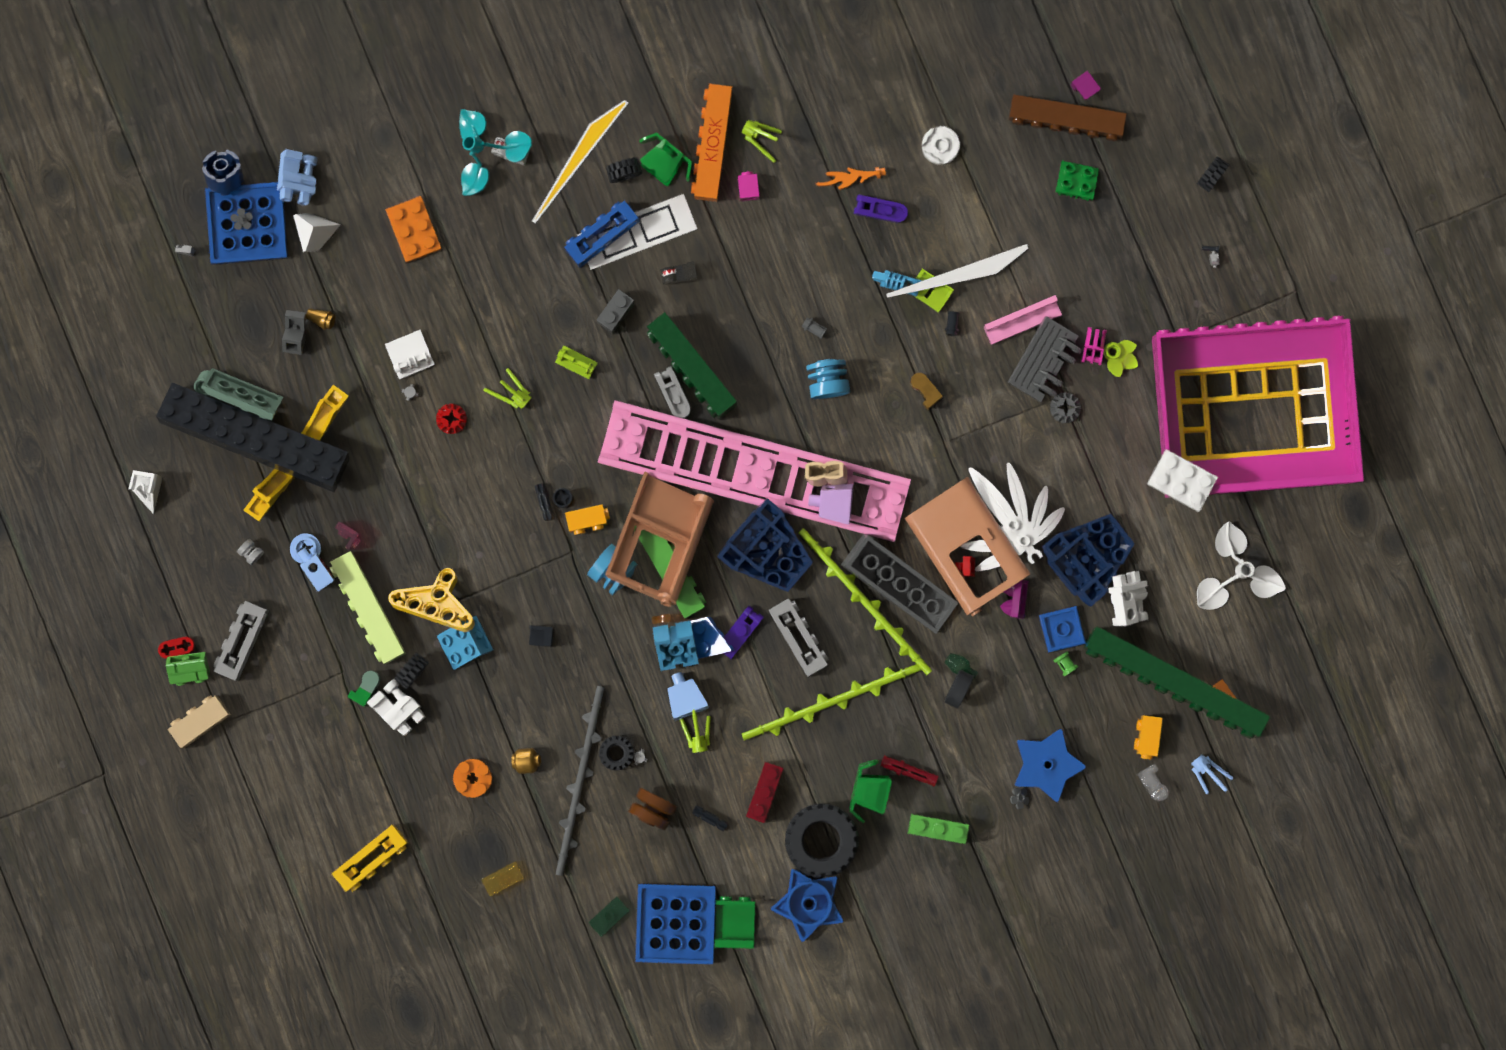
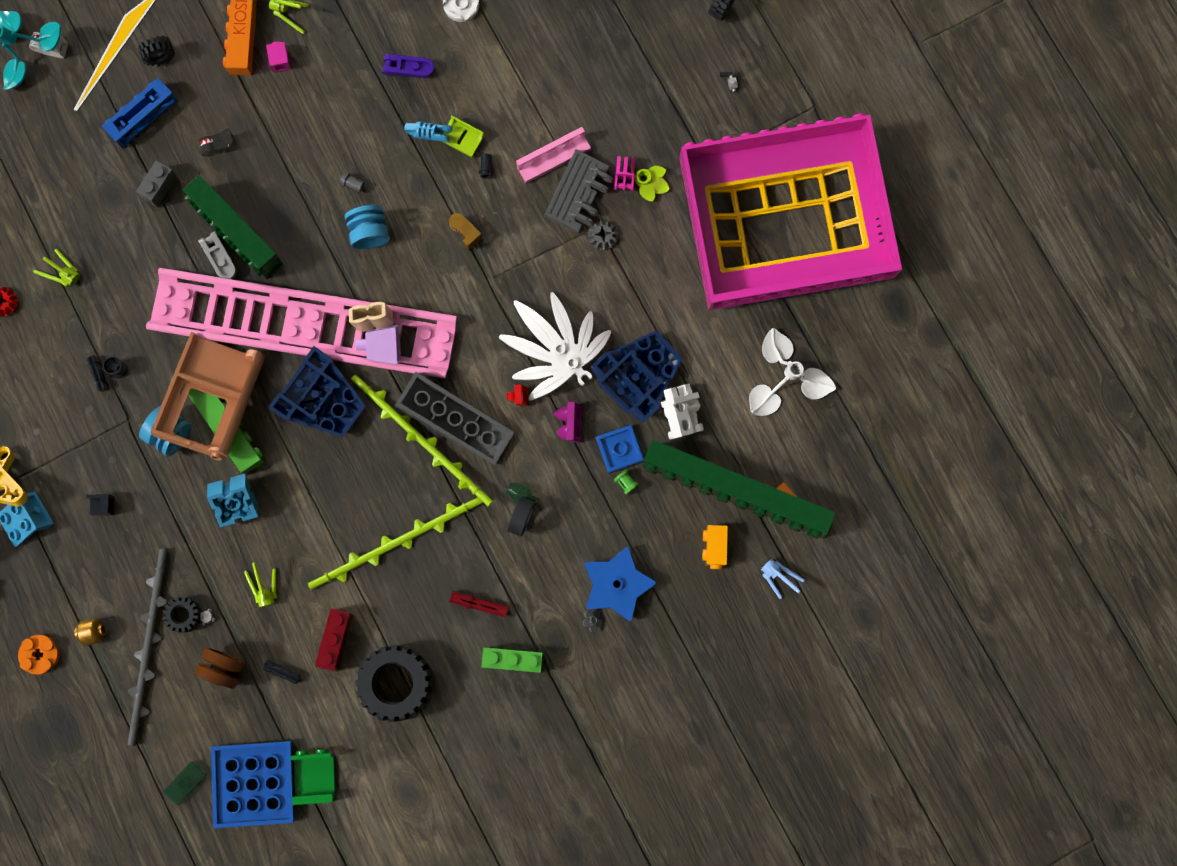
camera: 10 degrees left, 5 degrees down
(502, 878) = (74, 755): clear yellow plate -> none
(576, 362) = (121, 236): lime hinge -> none
(587, 518) = (139, 385): light orange brick -> none
(656, 225) = (193, 103): white sticker -> none
(661, 619) = (221, 475): clear orange tile -> none
(663, 159) = (196, 40): green piece -> none
(685, 697) = (246, 550): light blue torso -> none
(709, 638) = (268, 491): blue wing -> none
(741, 630) = (299, 483): dark purple plate -> none
(782, 610) = (340, 455): light grey brick -> none
(808, 918) = (372, 750): blue plate -> none
(849, 179) = (376, 42): orange piece -> none
(870, 790) = (440, 629): green piece -> none
(951, 522) = (498, 353): nougat piece -> none
(975, 270) = (503, 113): white sticker -> none
(1077, 180) = (593, 23): green hinge -> none
(1152, 784) = (730, 600): clear leg -> none
(1182, 480) = (722, 285): white plate -> none

